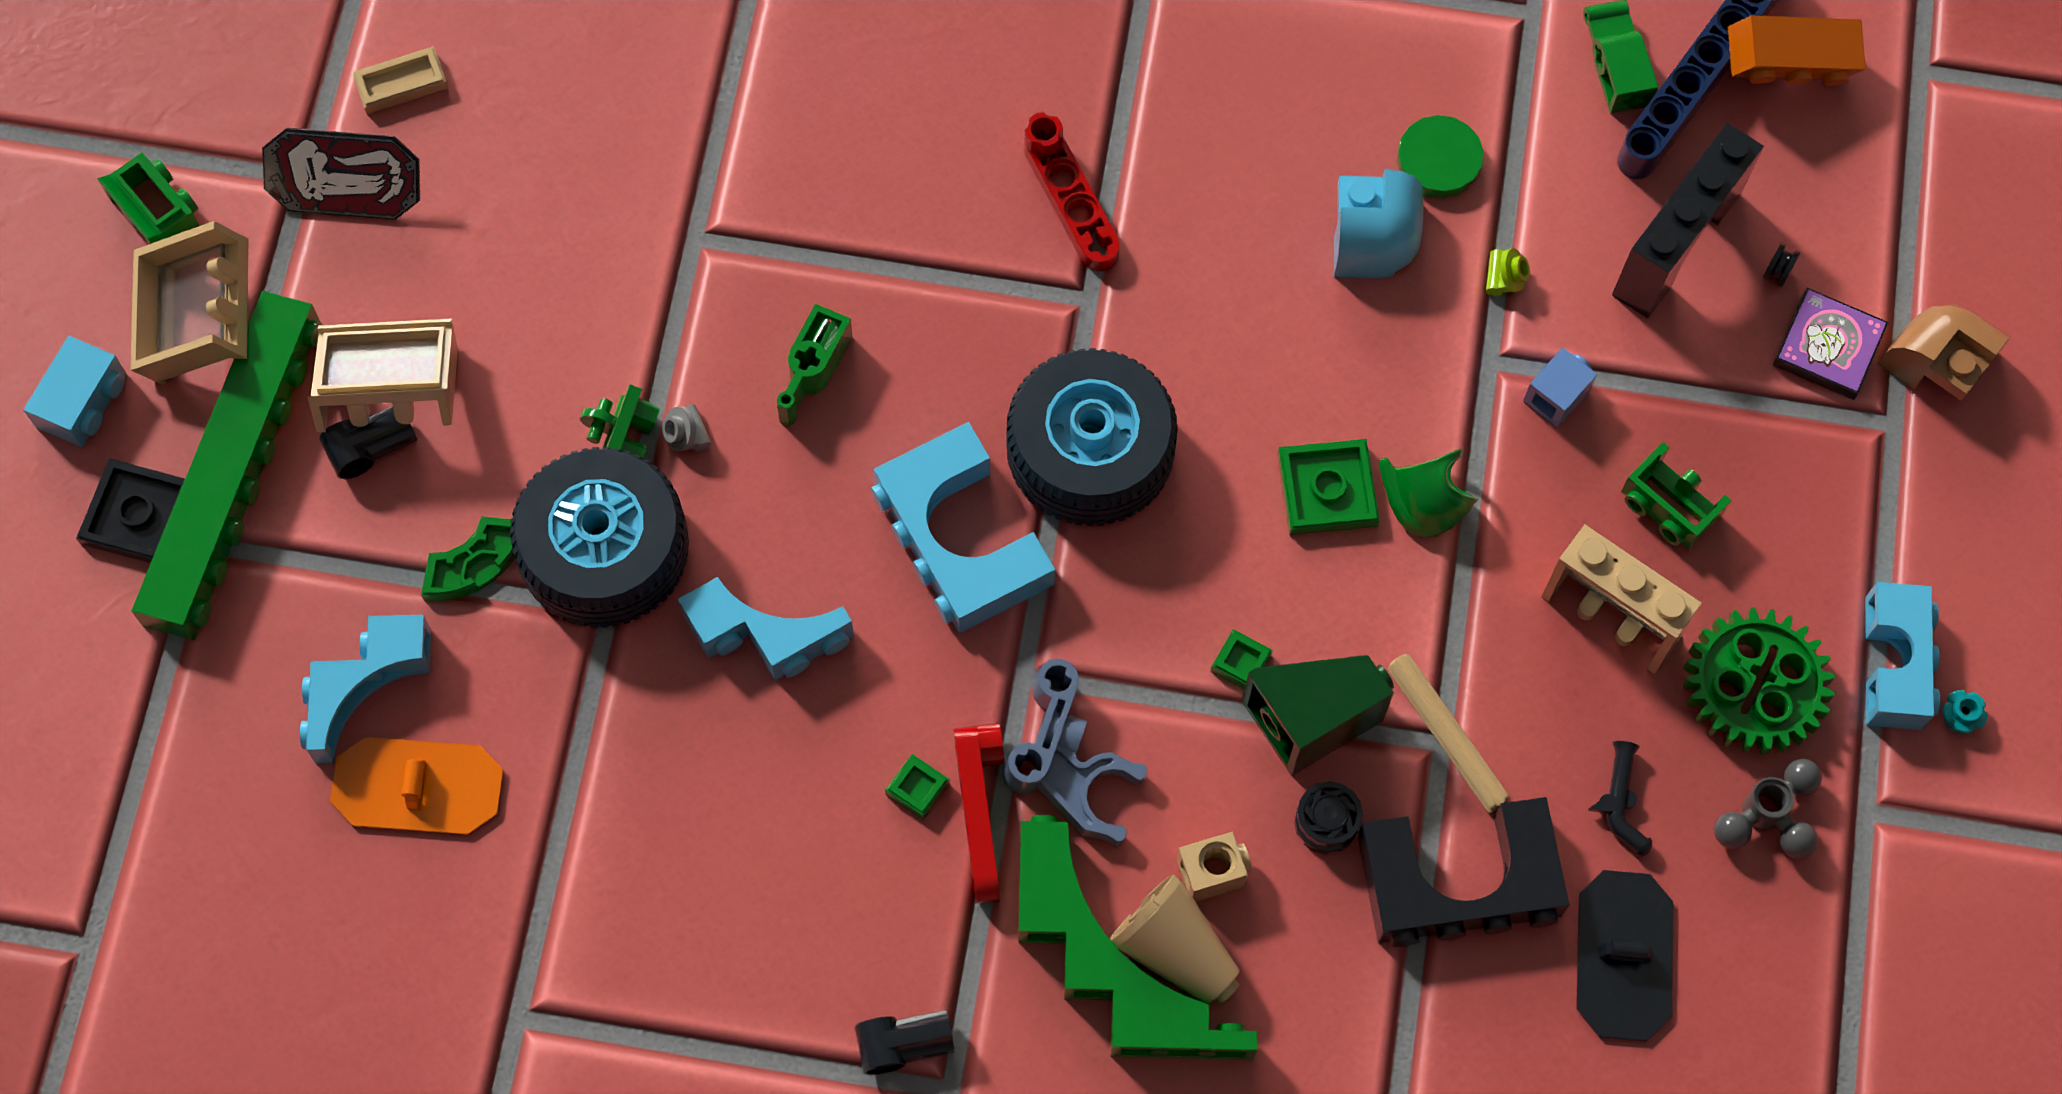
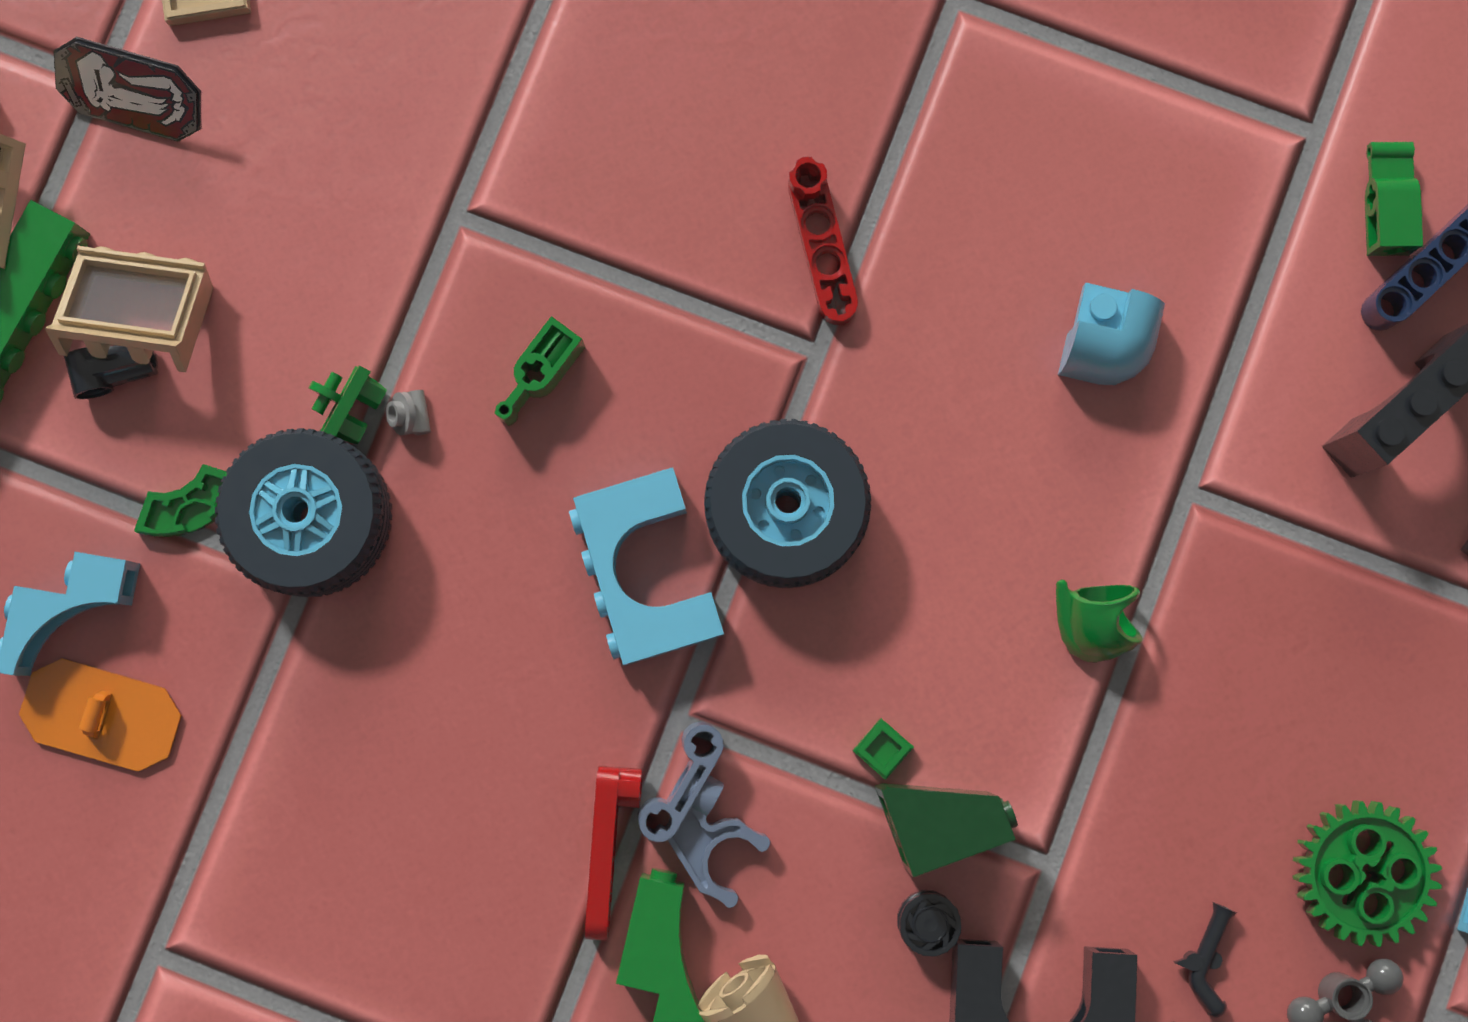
camera: 15 degrees right, 15 degrees up
(783, 643) = (403, 614): medium azure arch -> none
(917, 786) = (555, 810): green tile -> none
(1202, 883) = (793, 941): tan brick -> none
(1328, 487) = (1003, 591): green tile -> none
(1441, 155) = (1189, 271): green tile -> none
(1448, 732) = (1060, 861): tan axle -> none
(1506, 272) = (1226, 406): lime plate -> none
(1560, 386) = (1250, 537): medium blue brick -> none
(1628, 586) = (1264, 774): tan window -> none
(1682, 489) = (1344, 666): green window -> none

